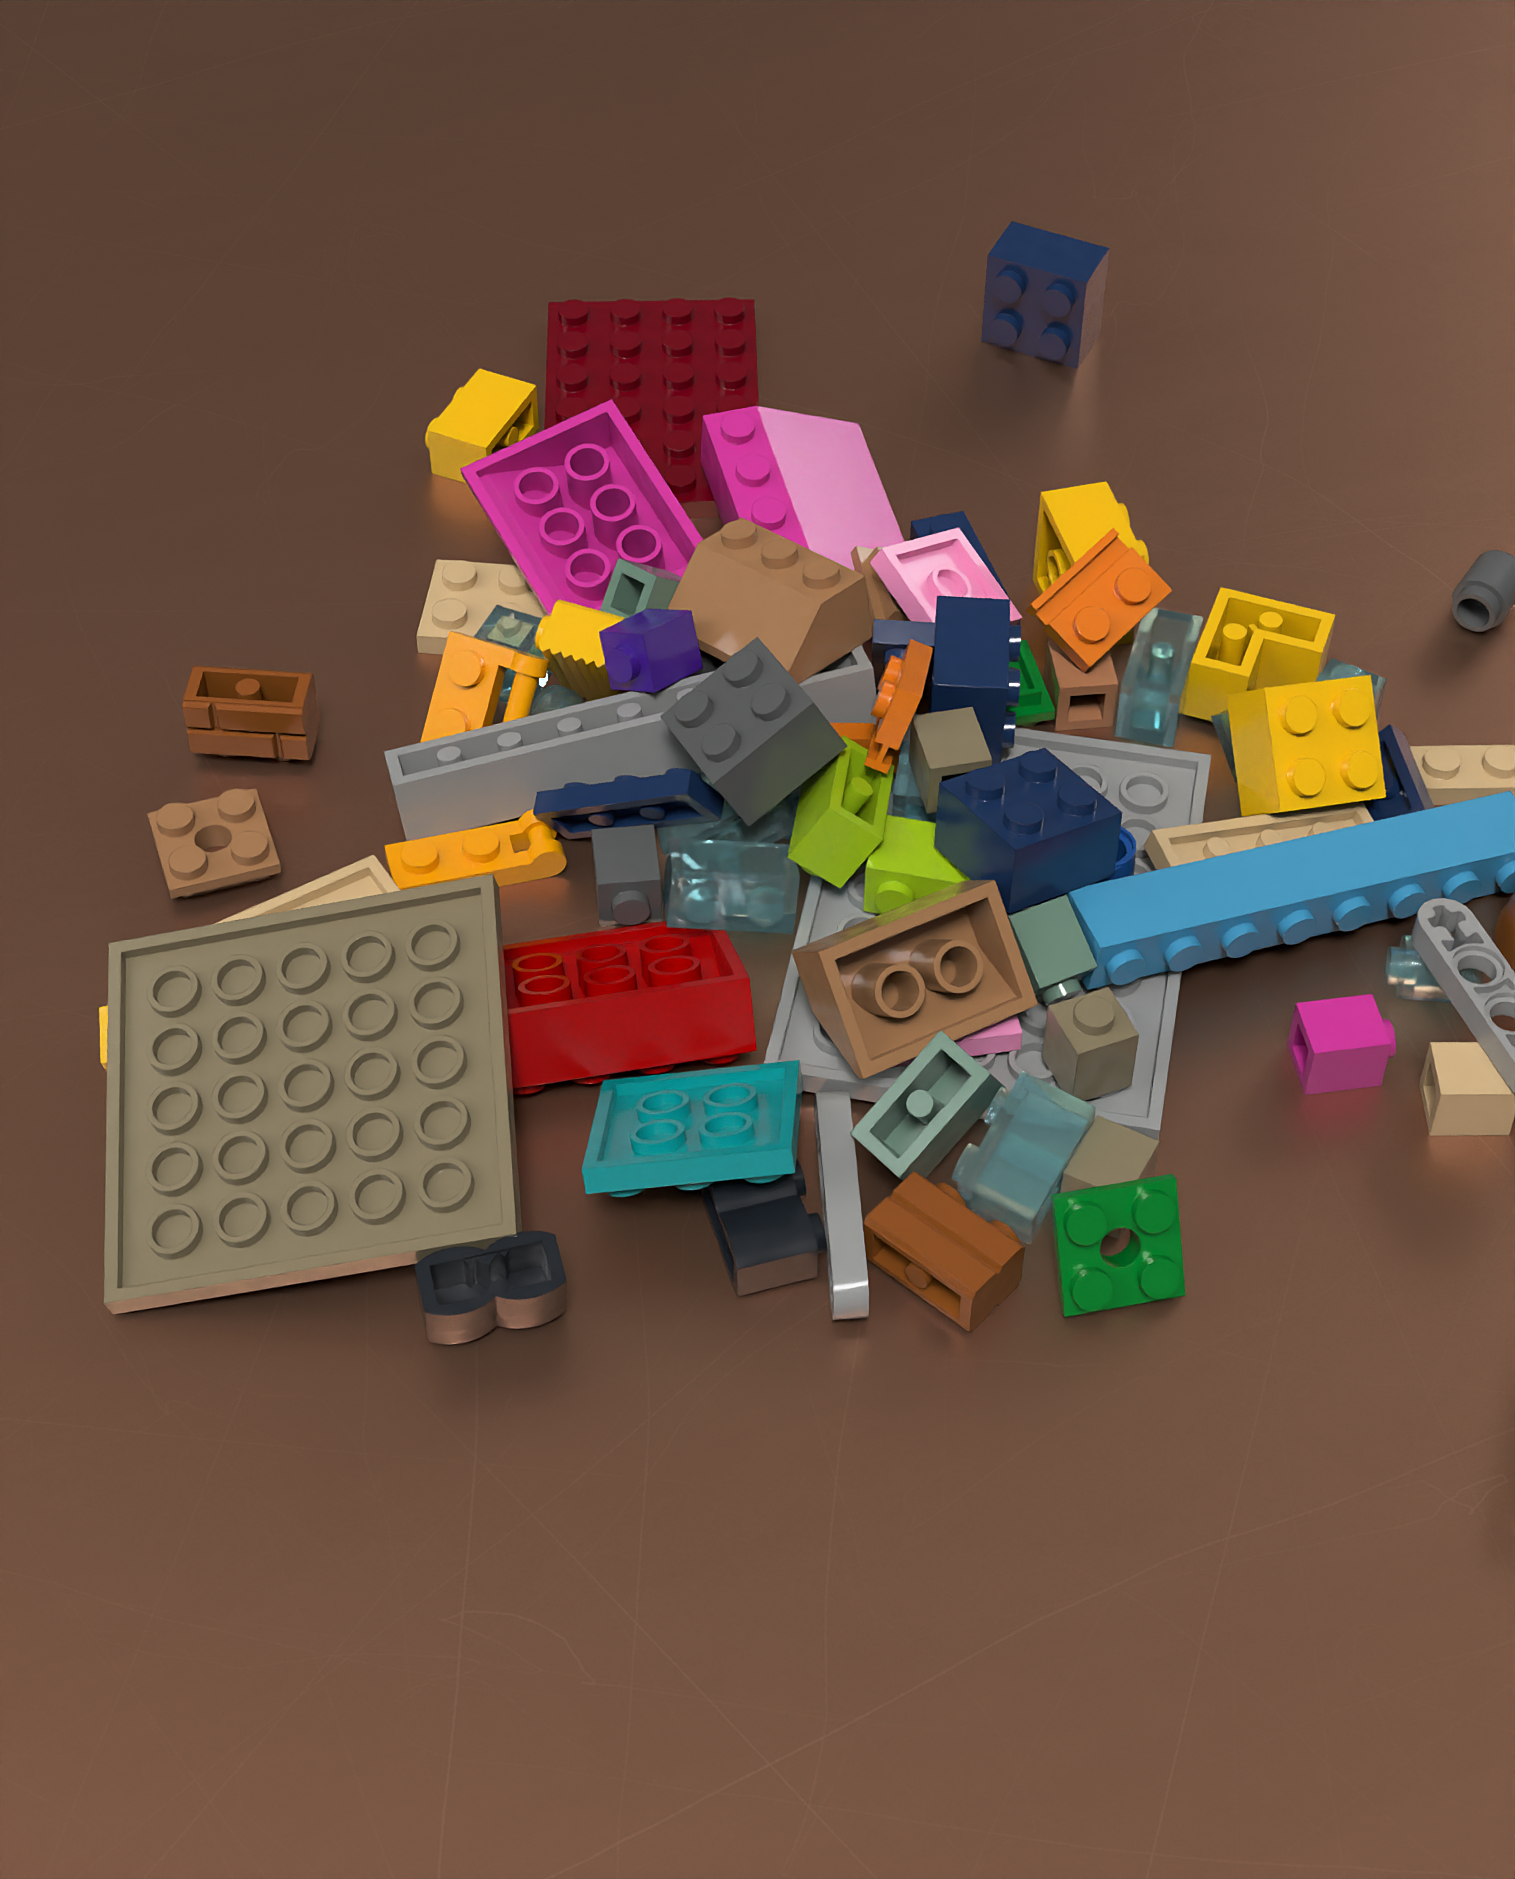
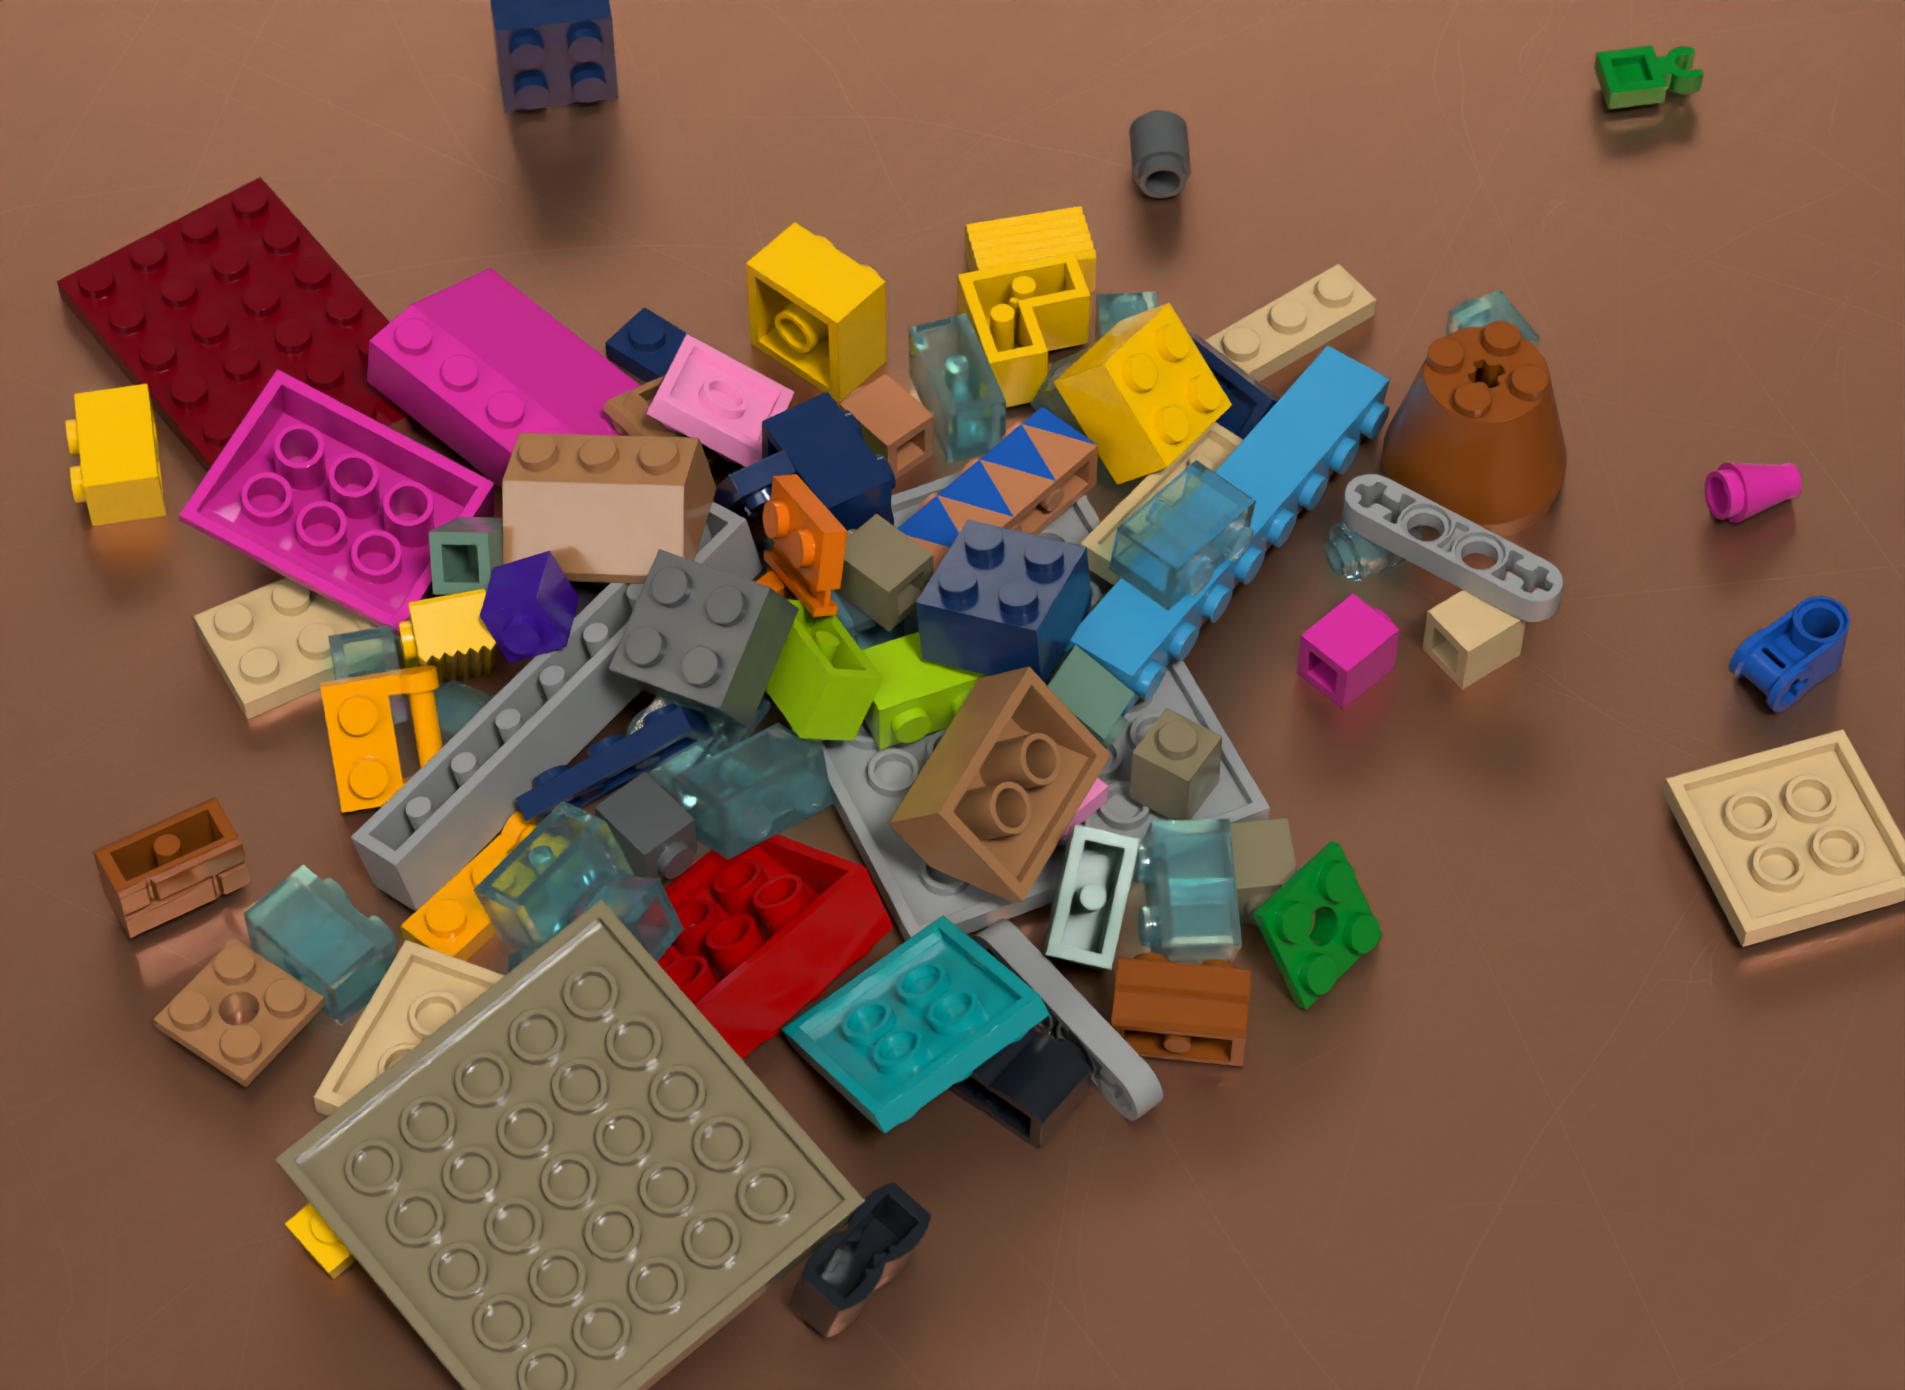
camera: 35 degrees left, 5 degrees up
(314, 820) = (322, 941): none -> clear light blue brick
(531, 861) = (547, 874): none -> clear light blue brick
(540, 925) = (638, 904): none -> clear light blue brick
(1098, 600) = (876, 346): orange plate -> none
(1139, 765) = (1016, 485): none -> brick
(1234, 857) = (1183, 535): none -> clear light blue brick
(1350, 603) = (1029, 238): none -> yellow brick

